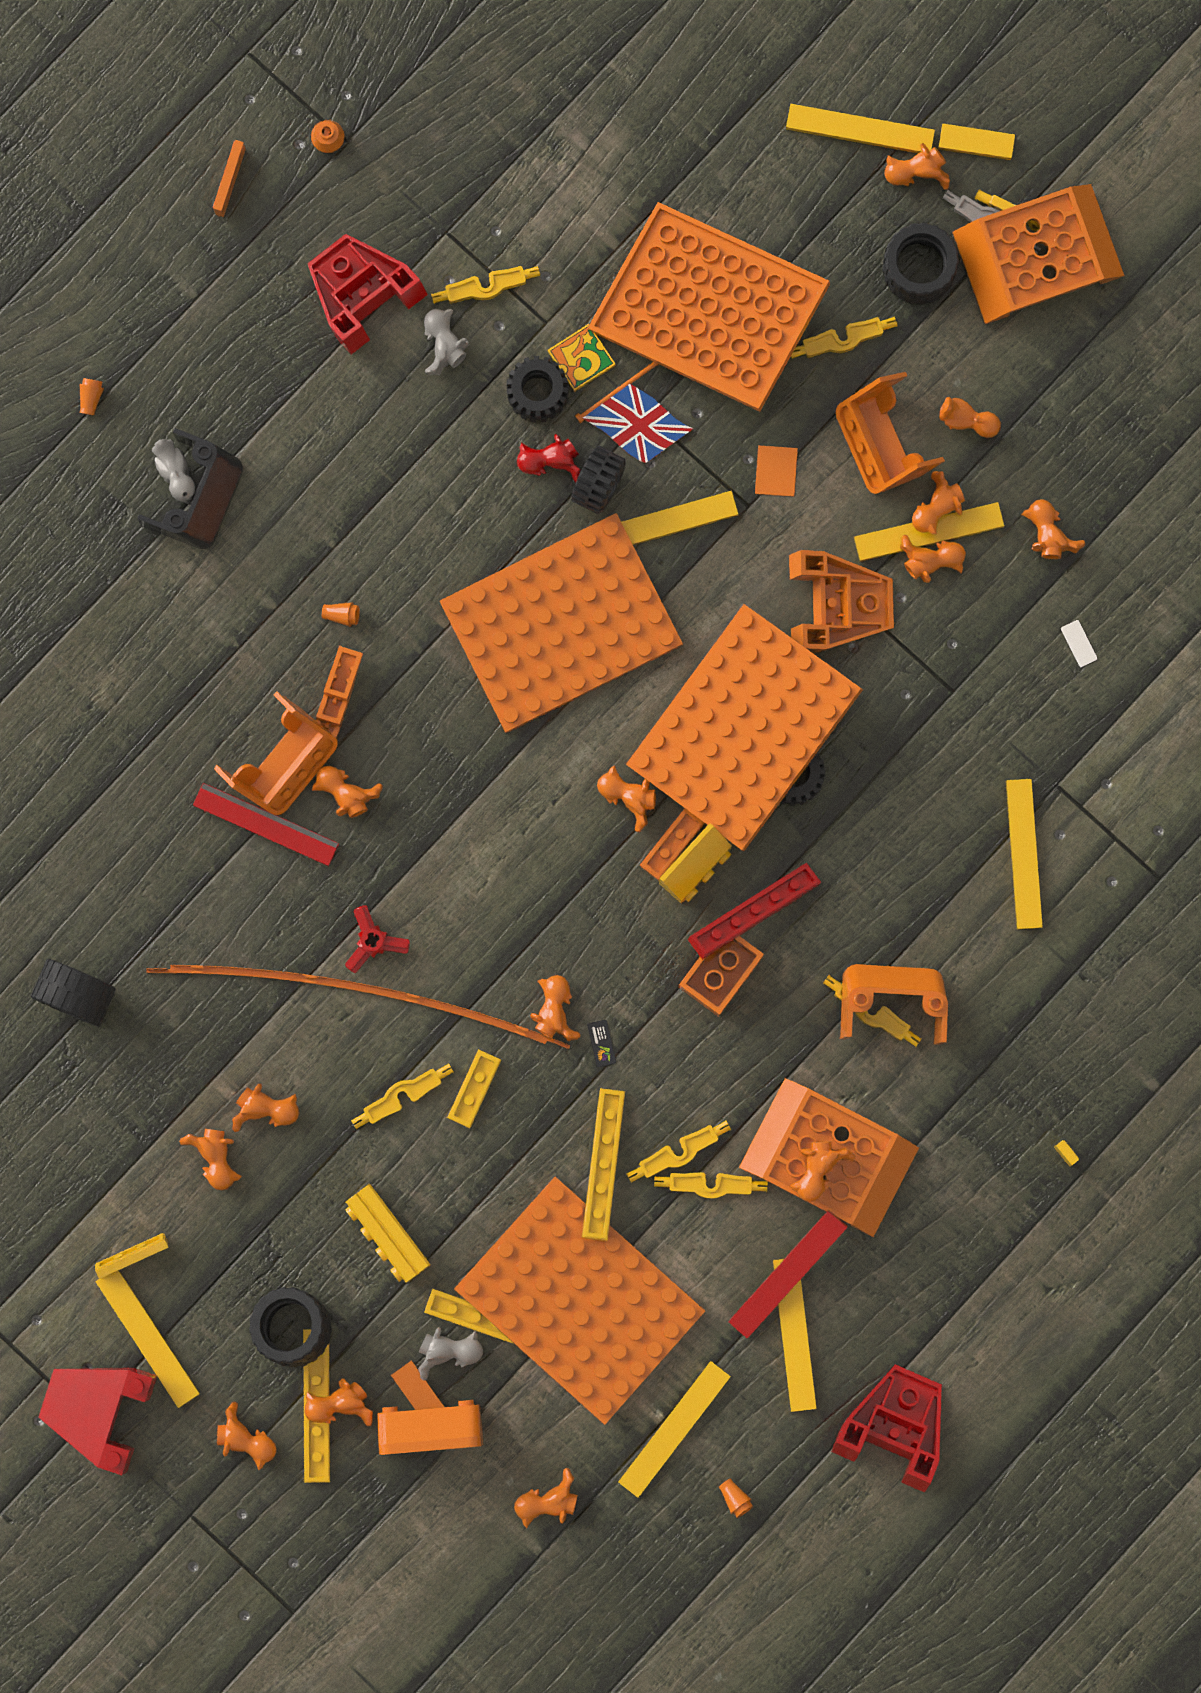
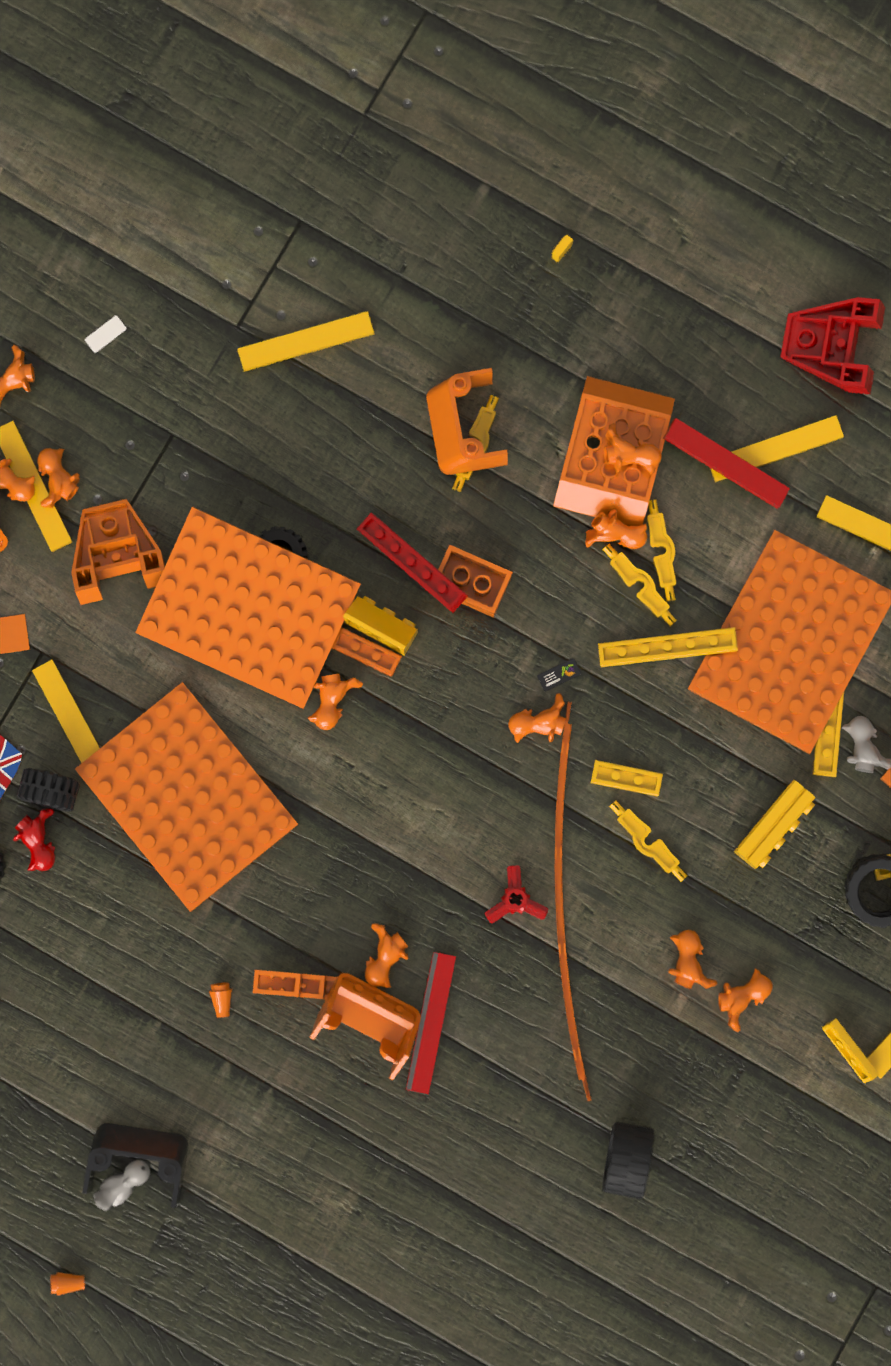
camera: 105 degrees left, 0 degrees up
(744, 1132) = (609, 529): none -> orange animal

